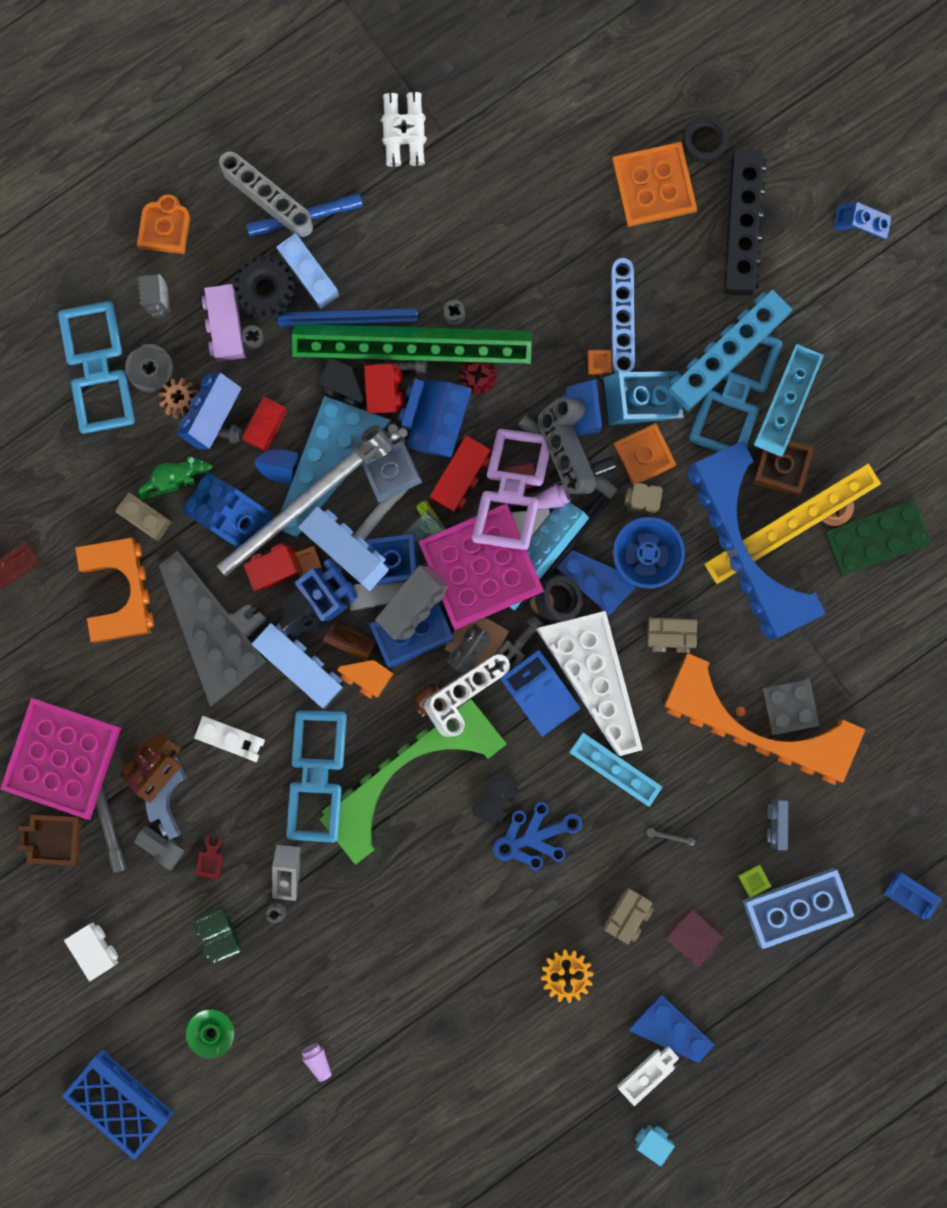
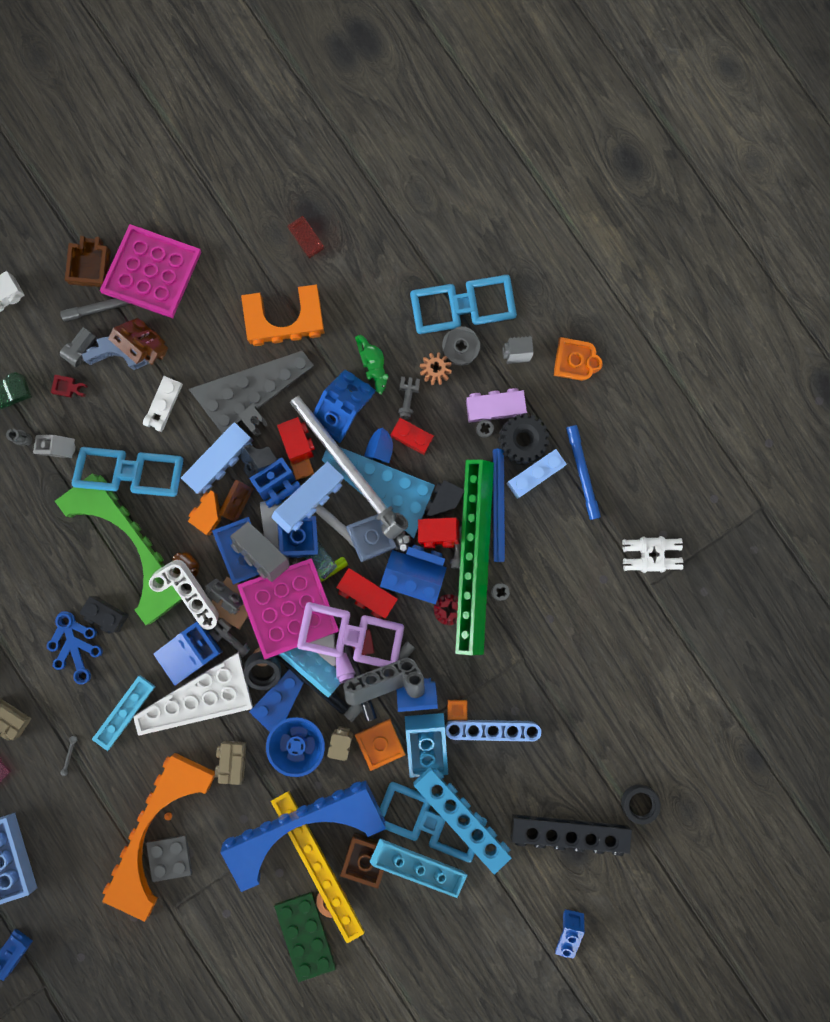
camera: 85 degrees right, 0 degrees up
(143, 516) = (340, 338): dark tan brick -> none
(208, 410) = (423, 391): brick -> none
(270, 203) = (607, 437): light grey beam -> none
(654, 184) = (603, 760): orange plate -> none
(754, 881) = (28, 823): lime plate -> none
(778, 834) = (70, 846): sand blue plate -> none

